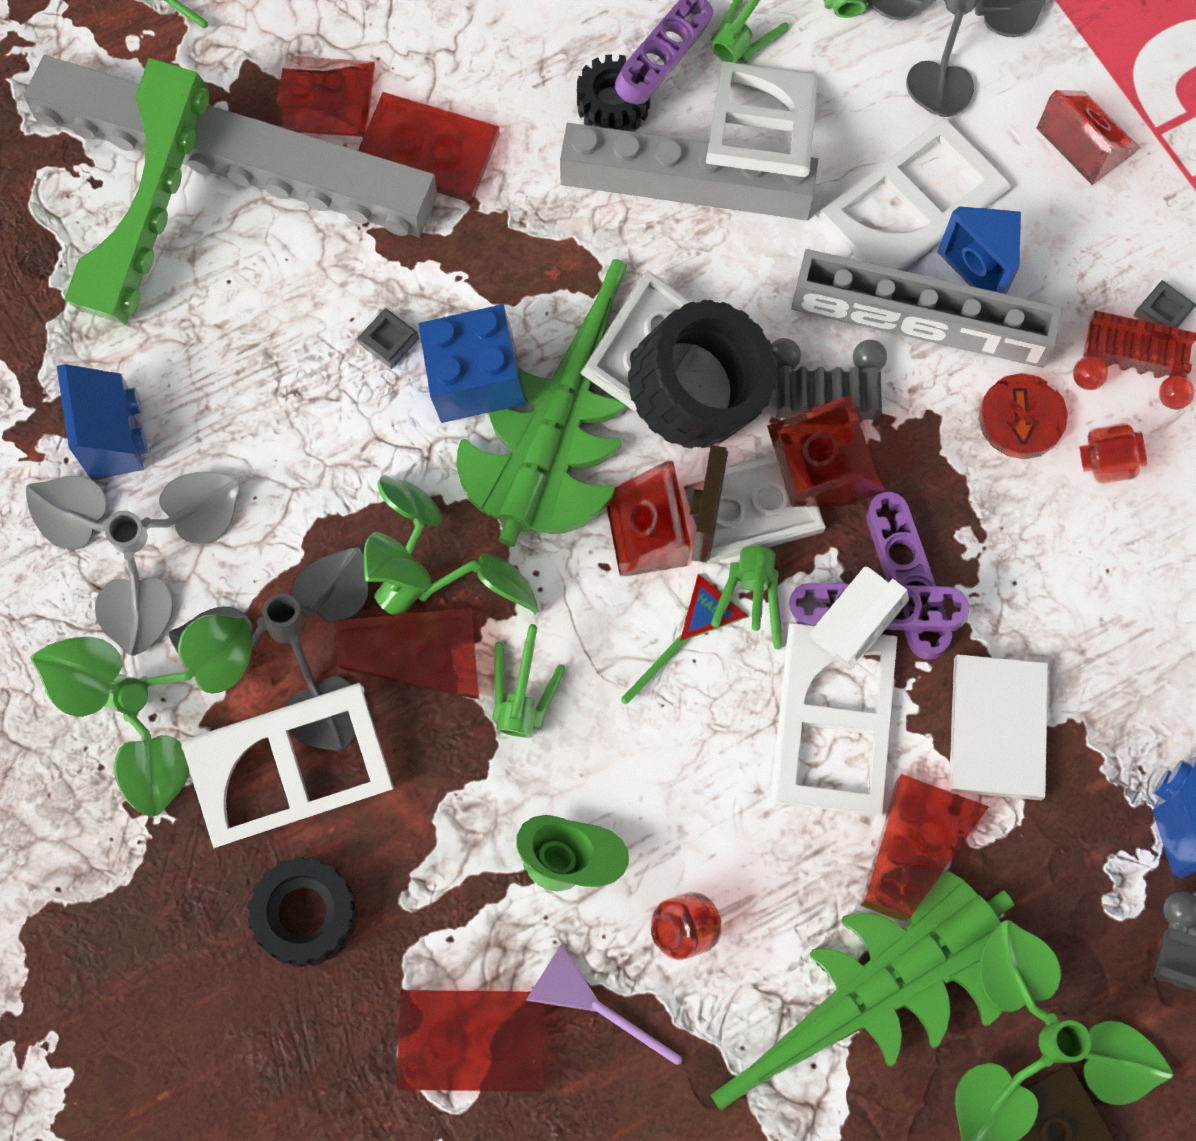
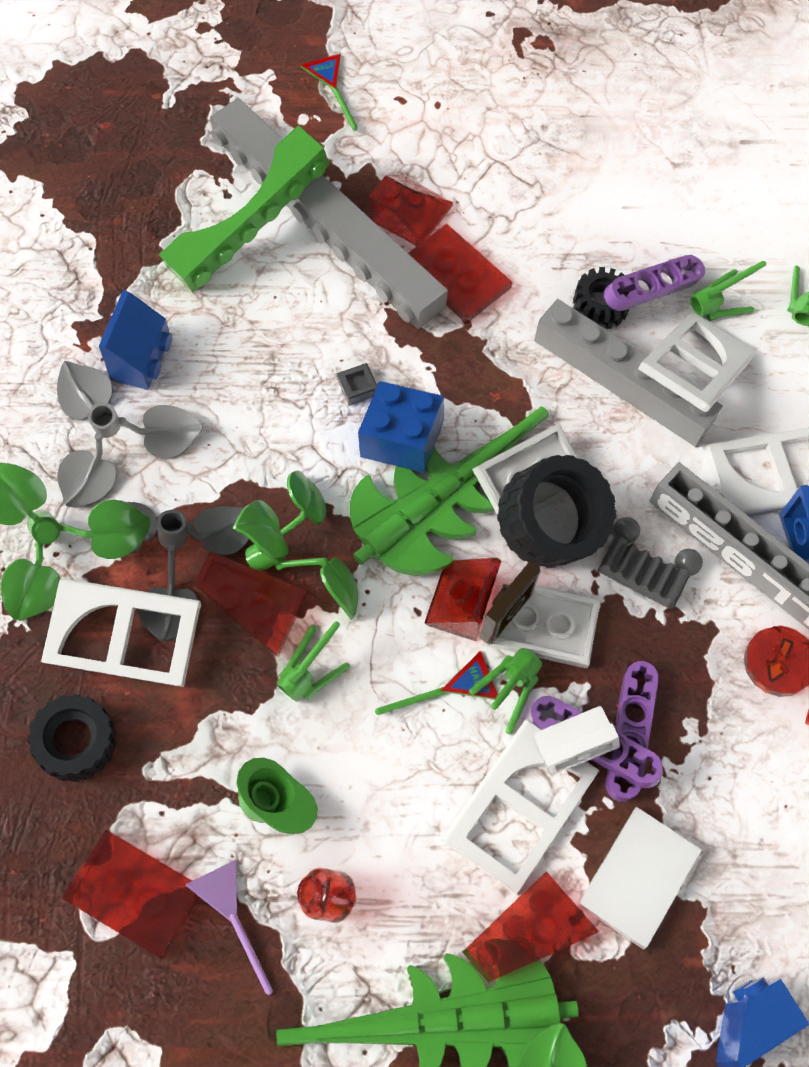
camera: 25 degrees right, 5 degrees down
(826, 456) = (617, 614): clear red slope -> none

